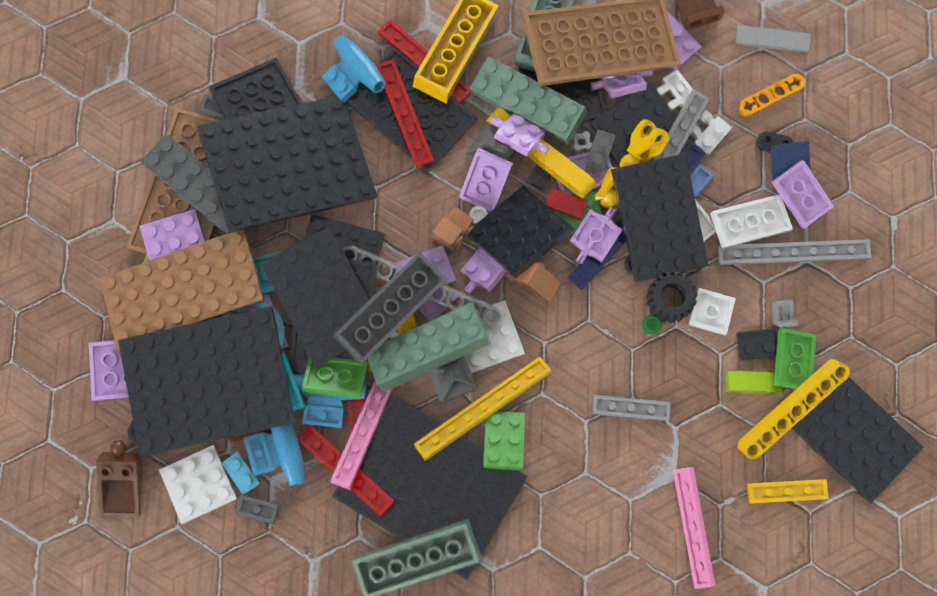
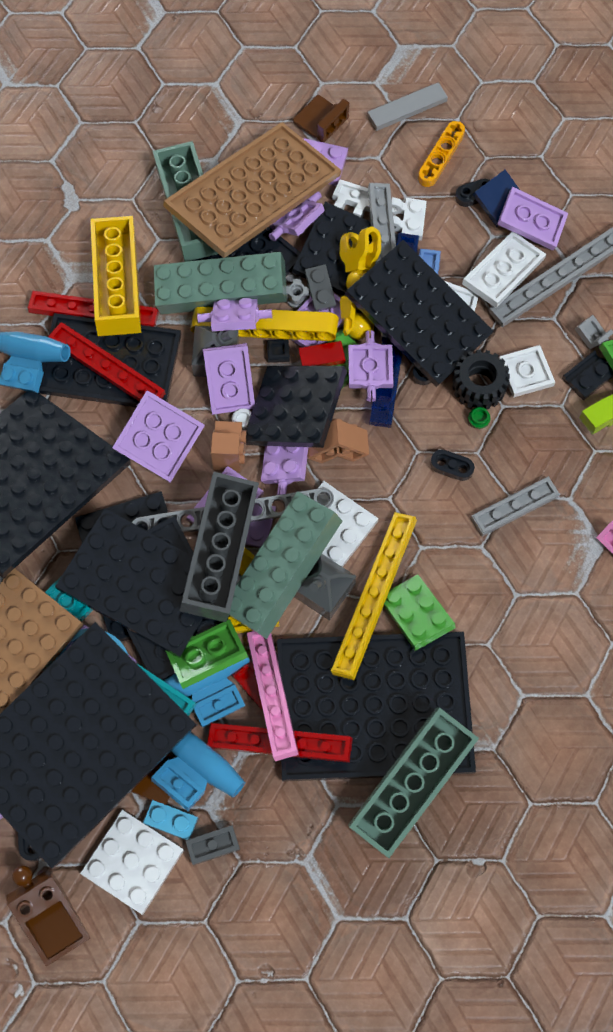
camera: 30 degrees left, 10 degrees down
(407, 192) = (158, 436): none -> lavender plate
(607, 347) = (453, 463): none -> black plate

